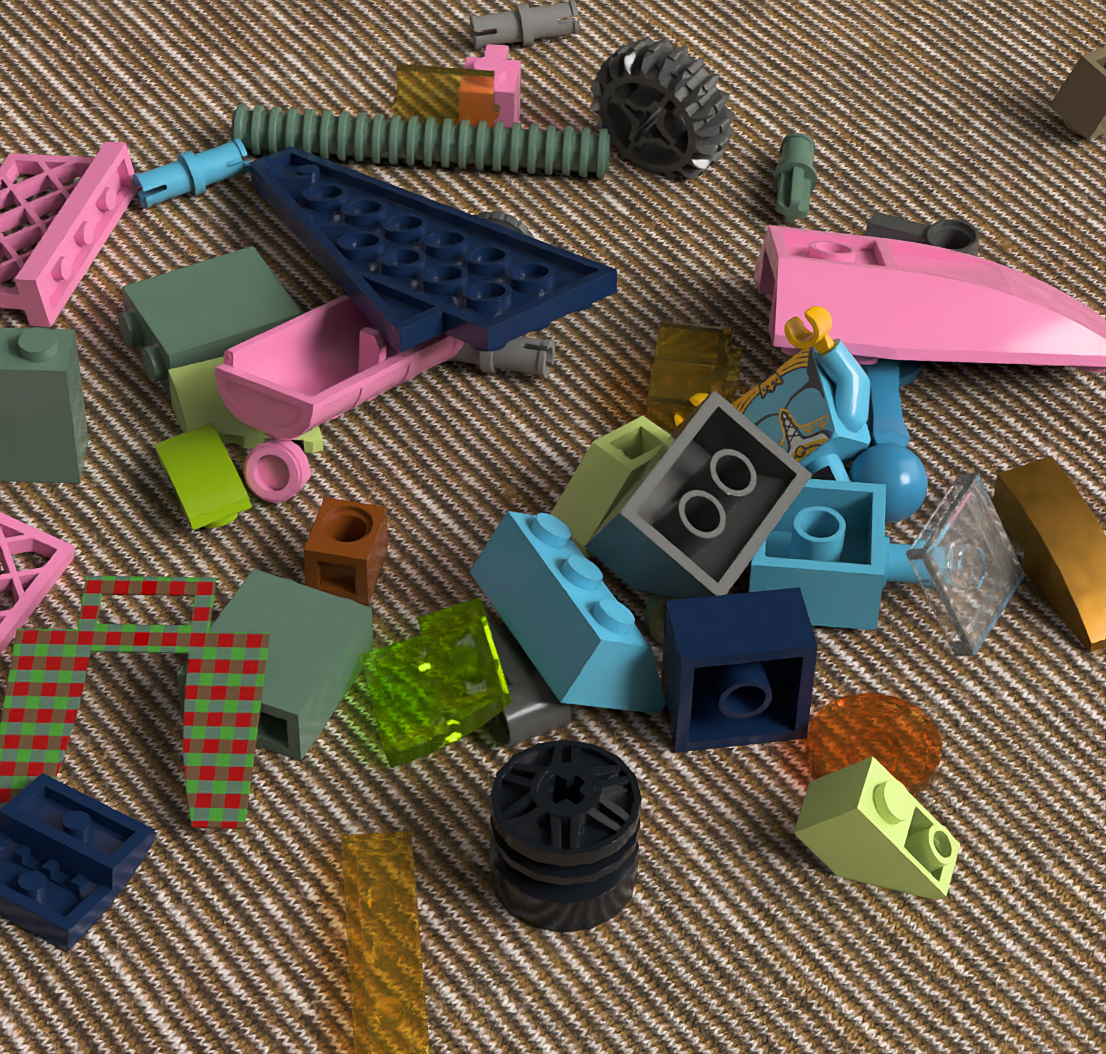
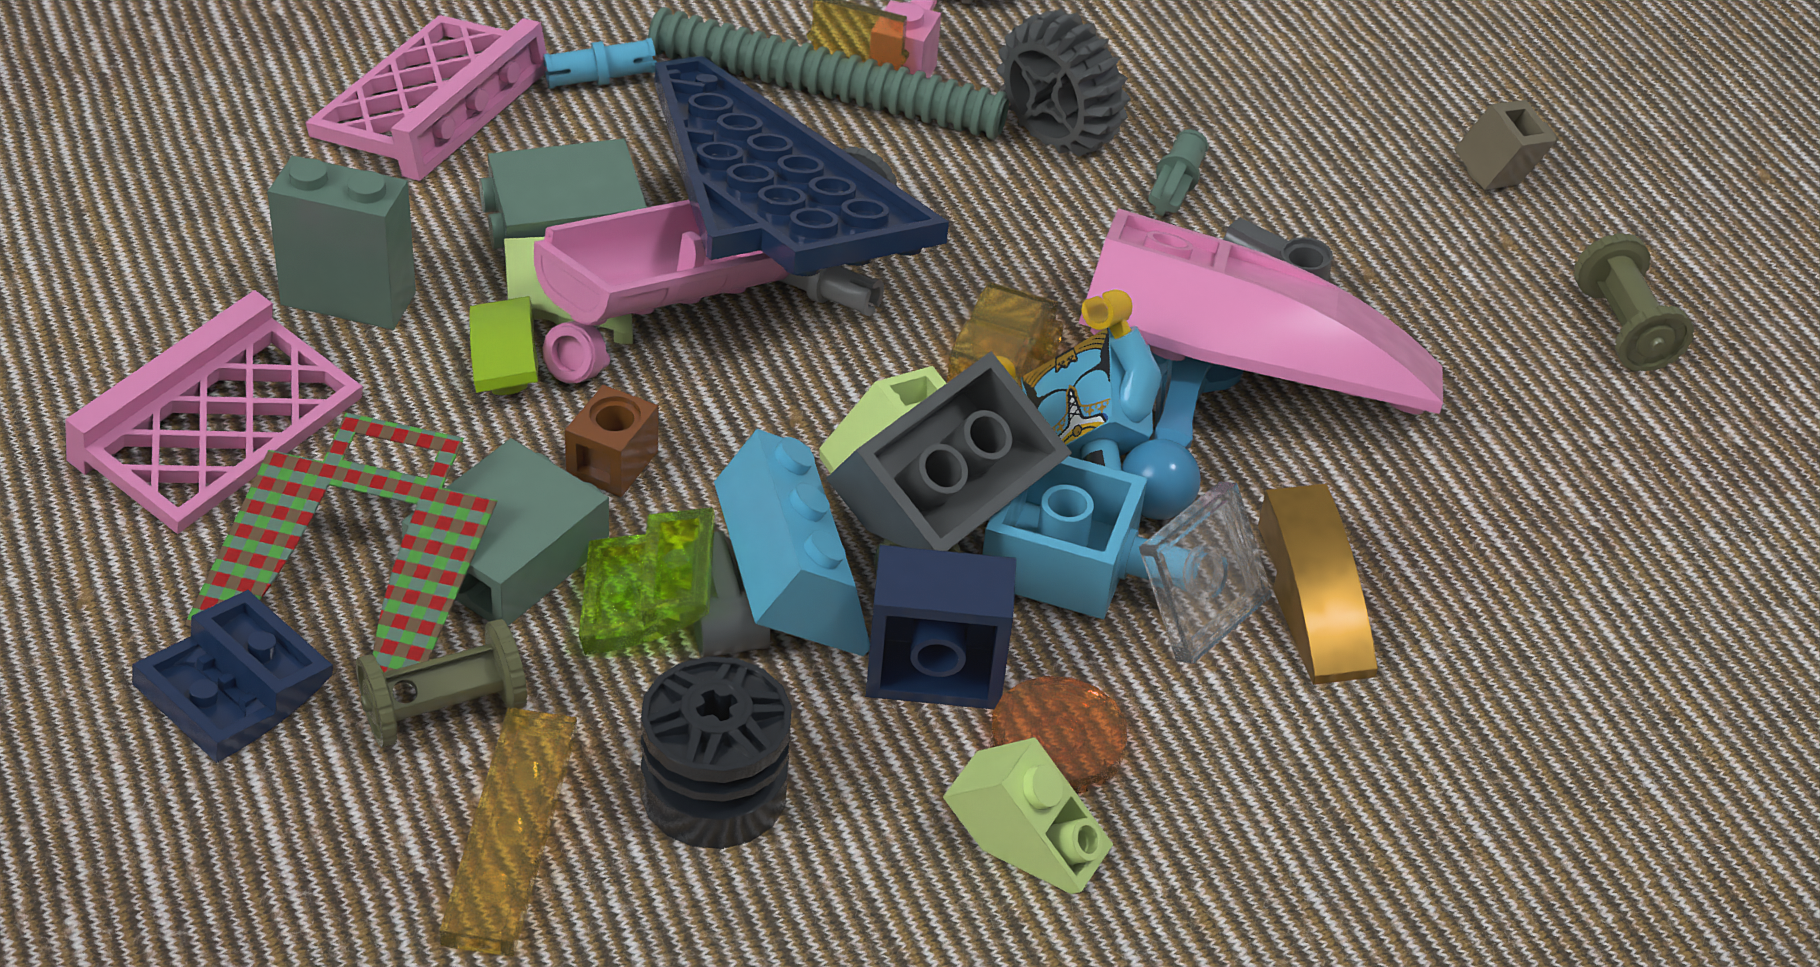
camera: 10 degrees right, 0 degrees up
(313, 801) = (443, 682): none -> olive hose

